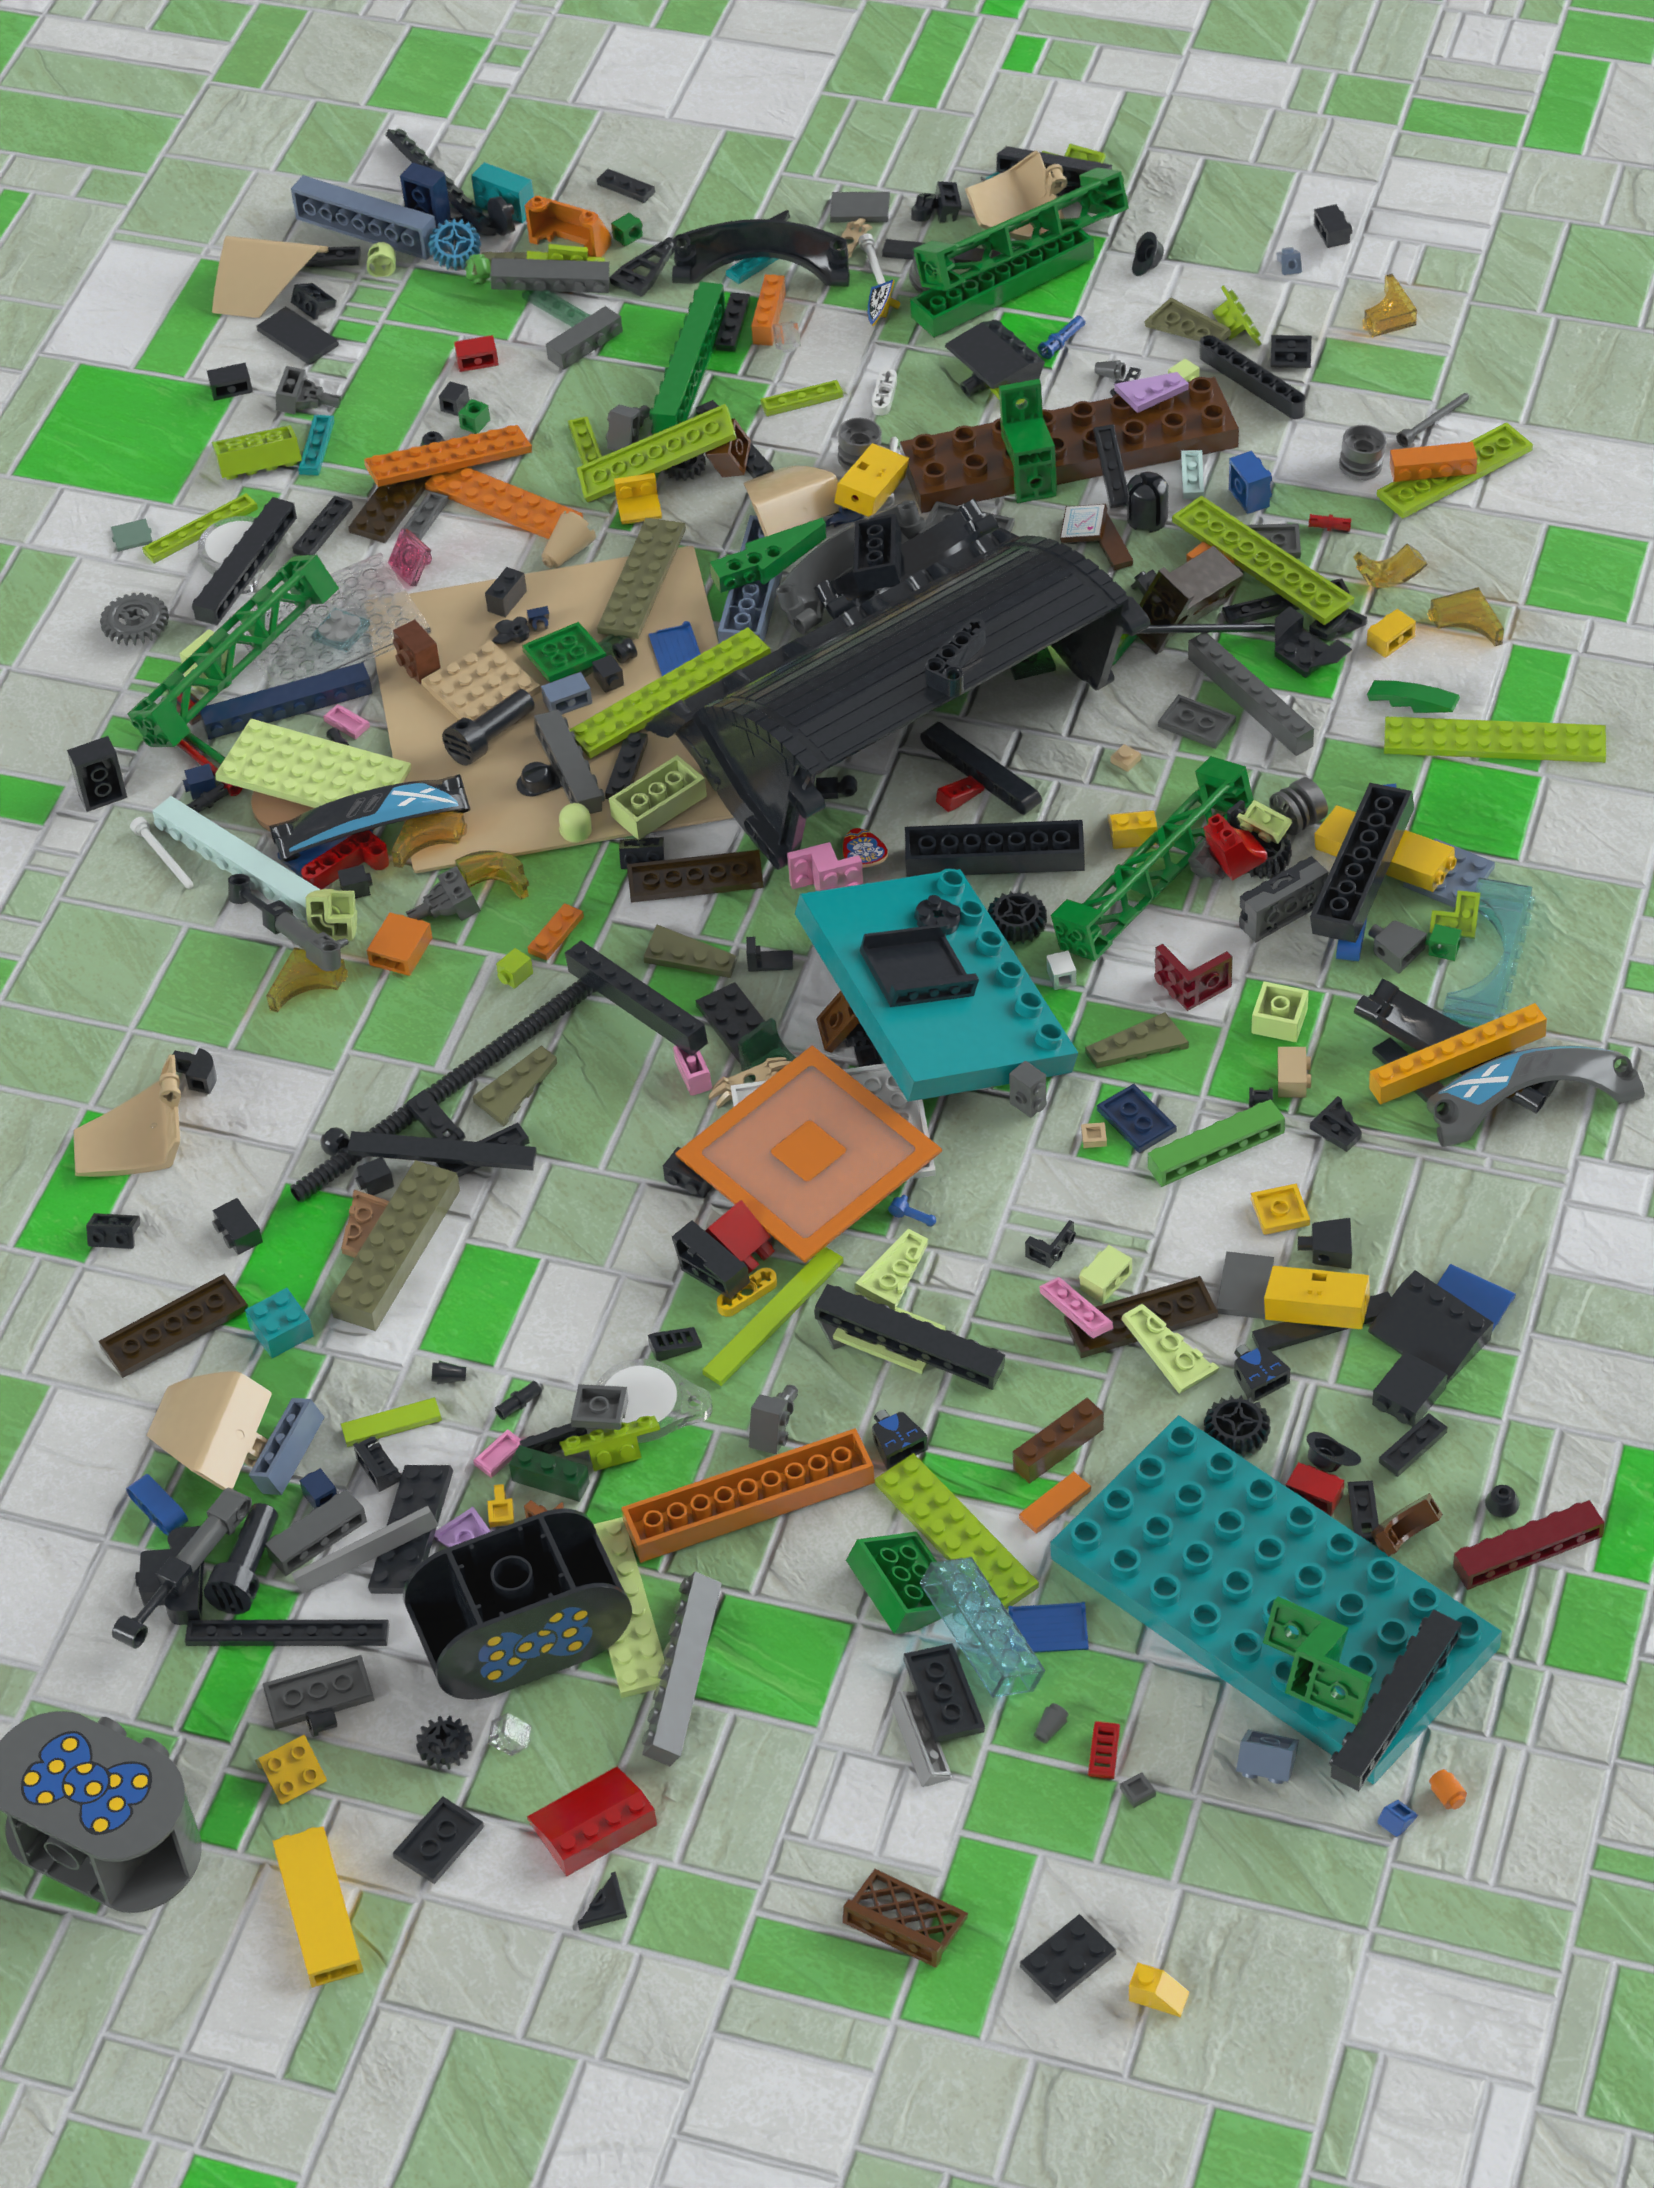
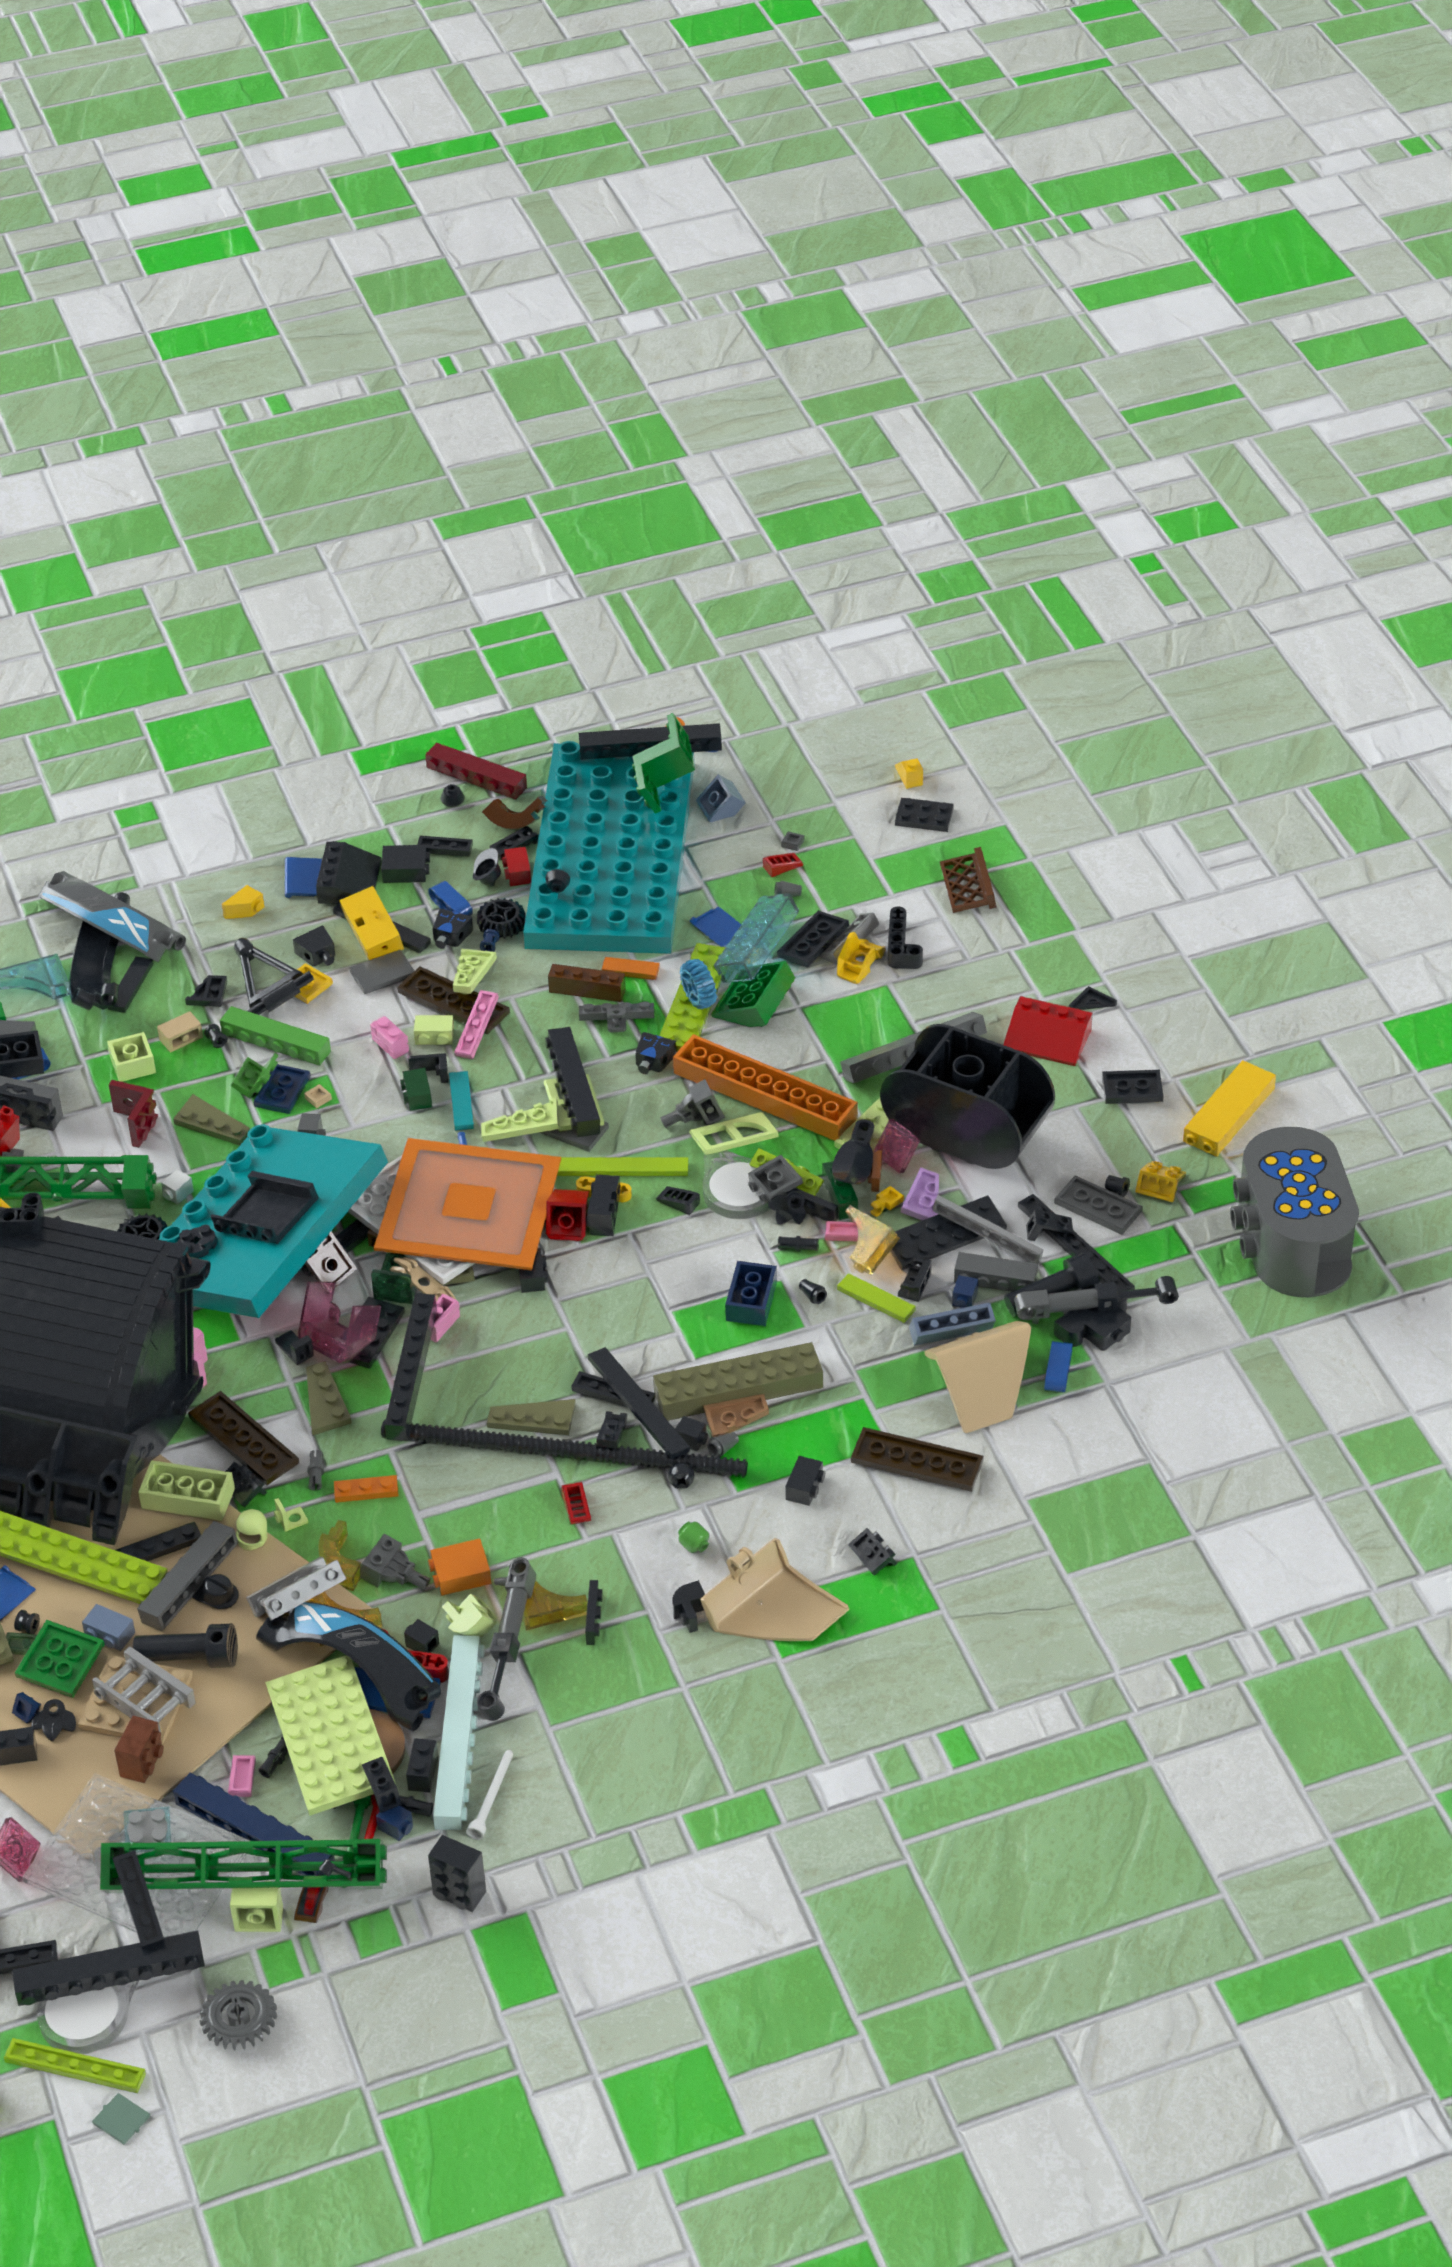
camera: 130 degrees left, 5 degrees down
(162, 688) = (328, 1867): none -> black hand
(218, 760) = (382, 1784): none -> black bracket
(231, 818) = (422, 1765): none -> black brick
(260, 570) = (138, 1899): none -> black plate
(260, 1003) = (593, 1612): none -> black plate
(261, 1113) = (693, 1537): none -> bright green head
(279, 1323) = (861, 1399): teal brick -> none
(325, 1616) = (1047, 1220): none -> black bracket
(341, 1195) = (721, 1444): none -> dark grey cone
(401, 1066) = (571, 1489): none -> red slope
(431, 1742) = (1071, 1121): black gear -> none
(455, 1449) = (873, 1241): none -> clear yellow arch
(471, 690) = (149, 1673): none -> light grey fence
(486, 1314) = (751, 1293): none -> brick
(489, 808) = (296, 1588): none -> light grey fence
(514, 968) = (427, 1482): lime brick -> none
(556, 1482) = (855, 1156): none -> black plant
(562, 1410) = (788, 1210): none -> black plate
(576, 859) = (283, 1517): none -> yellowish green bracket
(608, 673) = (64, 1612): black brick -> none
(609, 907) = (315, 1470): none -> dark grey pin
(735, 1443) = (756, 1121): none -> yellowish green window
(747, 981) = (322, 1325): none -> clear pink windscreen
(877, 1741) = (851, 969): none -> yellow piece
(896, 1793) = (901, 954): none -> black beam
(939, 1507) = (698, 984): none -> dark azure gear
(983, 1248) = (461, 1100): none -> teal tile
(990, 1444) = (616, 1013): none -> dark grey plate
(1027, 1215) = (416, 1089): none -> dark green brick
(1125, 1229) = (389, 1037): none -> bright pink brick
(1166, 1093) = (252, 1075): none -> bright green bracket
(1206, 1394) = (489, 941): none -> dark blue bush
(1212, 1463) = (557, 880): none -> black cone
(1277, 1171) = (276, 993): none -> black piece
(1307, 1397) = (449, 899): none -> blue beam
(1457, 1053) = (105, 955): light orange brick -> none
(1460, 1219) = (243, 903): none -> yellow slope

